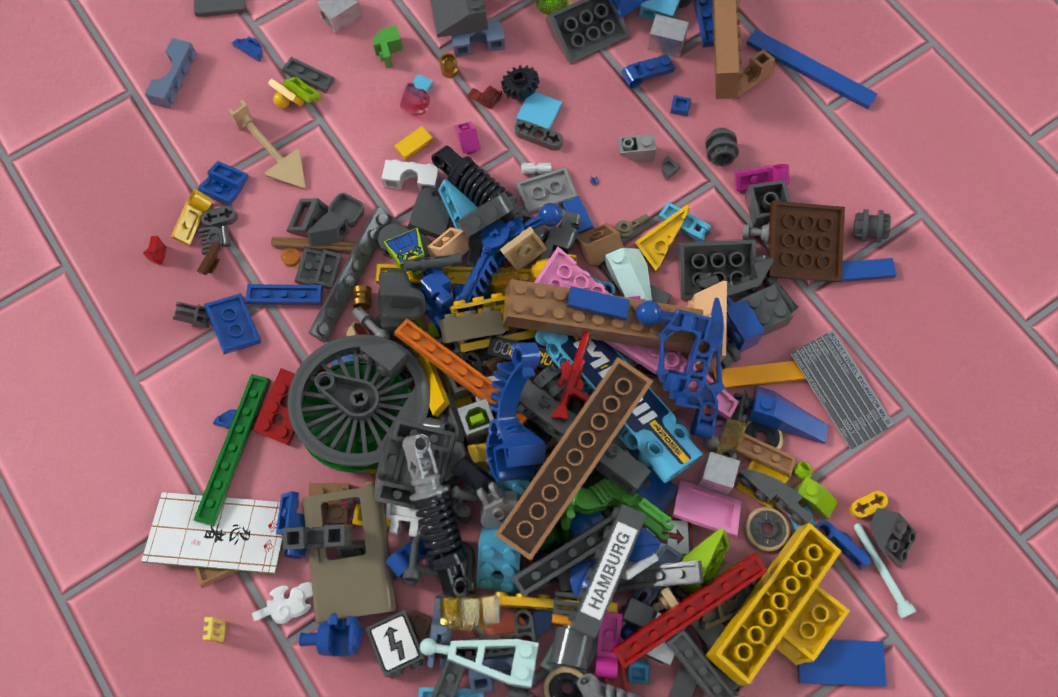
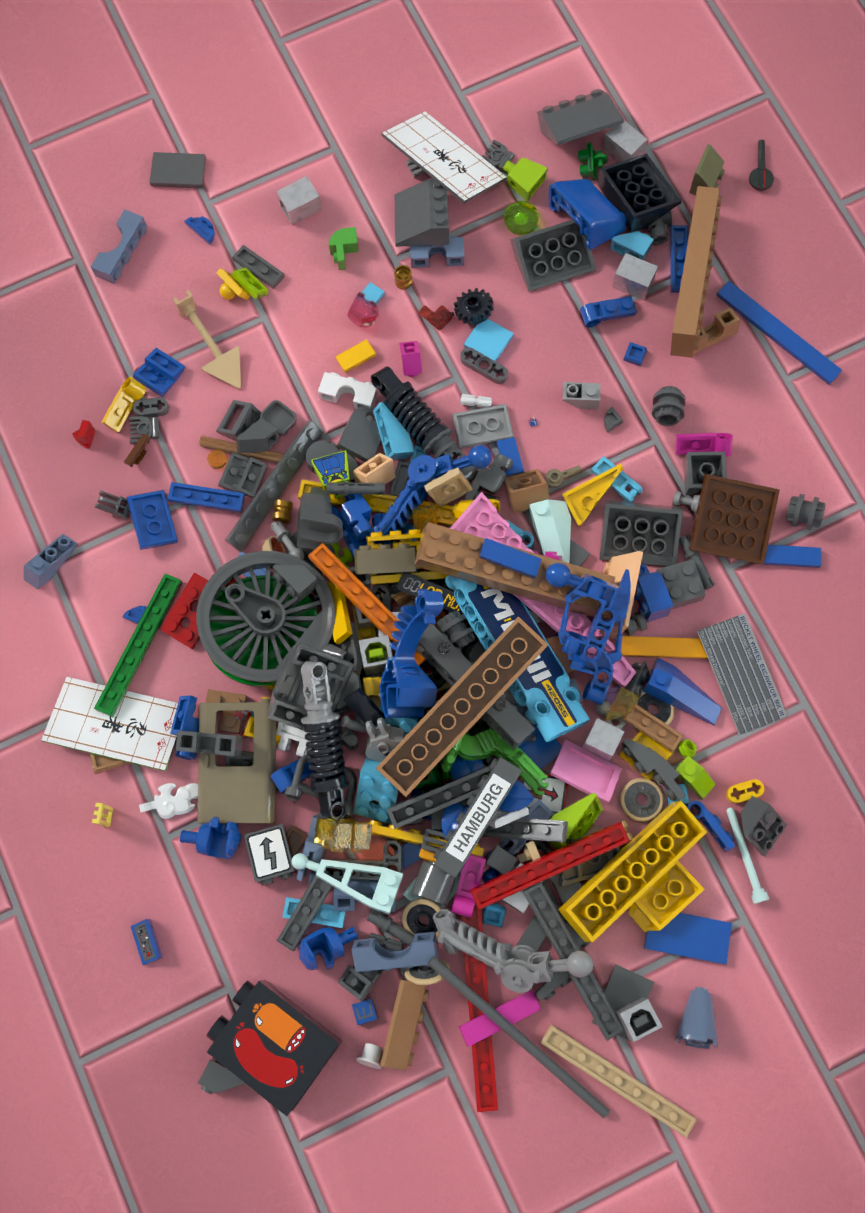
camera: 10 degrees right, 5 degrees up
(131, 379) = (48, 561): none -> sand blue slope
(485, 214) = (415, 446): dark grey brick -> none
(572, 375) = (474, 624): red piece -> none
(759, 268) = (682, 540): dark grey slope -> none

